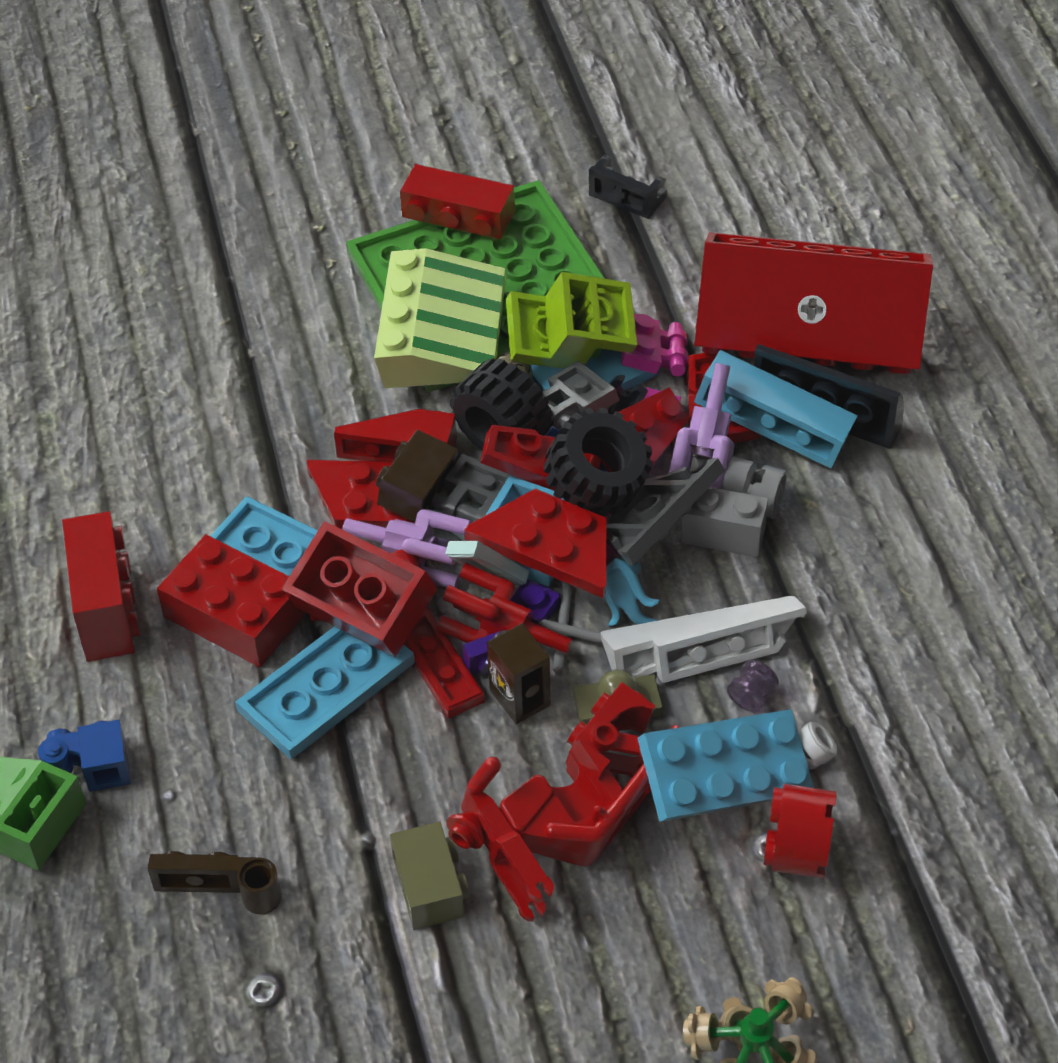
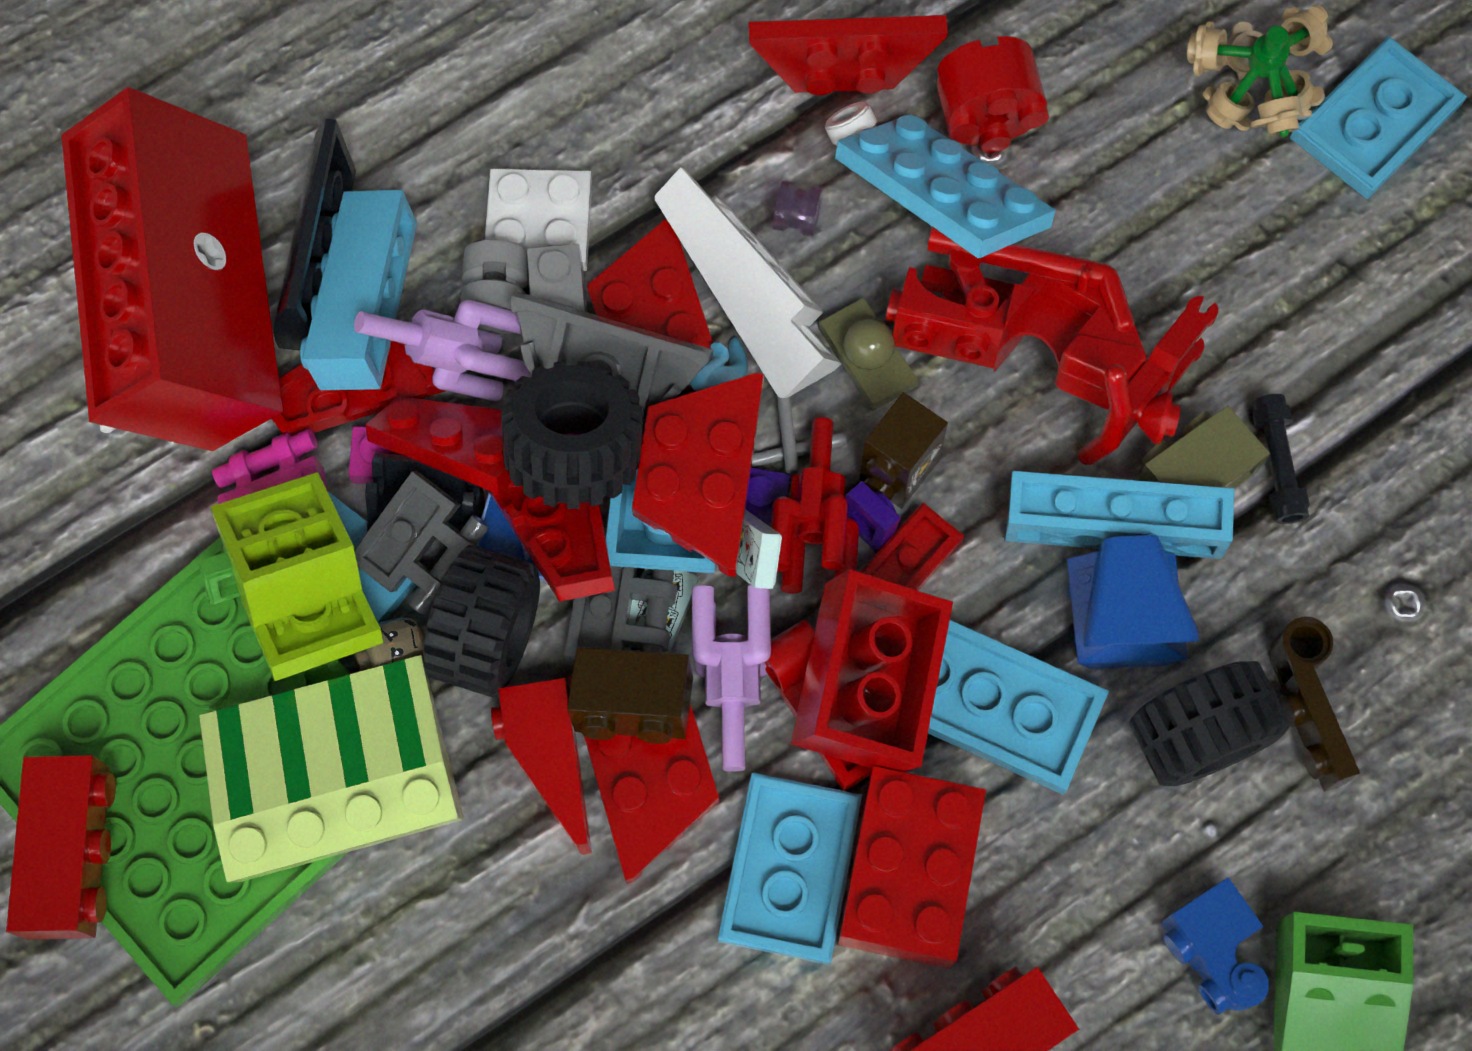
camera: 110 degrees left, 20 degrees up
(228, 781) = (1209, 723): none -> black tyre
(340, 782) = (1129, 605): none -> blue piece
(375, 930) = (1288, 501): none -> black bar
(408, 792) = (1090, 509): none -> medium azure fence
(699, 579) = (652, 290): none -> red wing
(807, 536) = (540, 208): none -> white plate
(871, 731) = (846, 52): none -> red wing

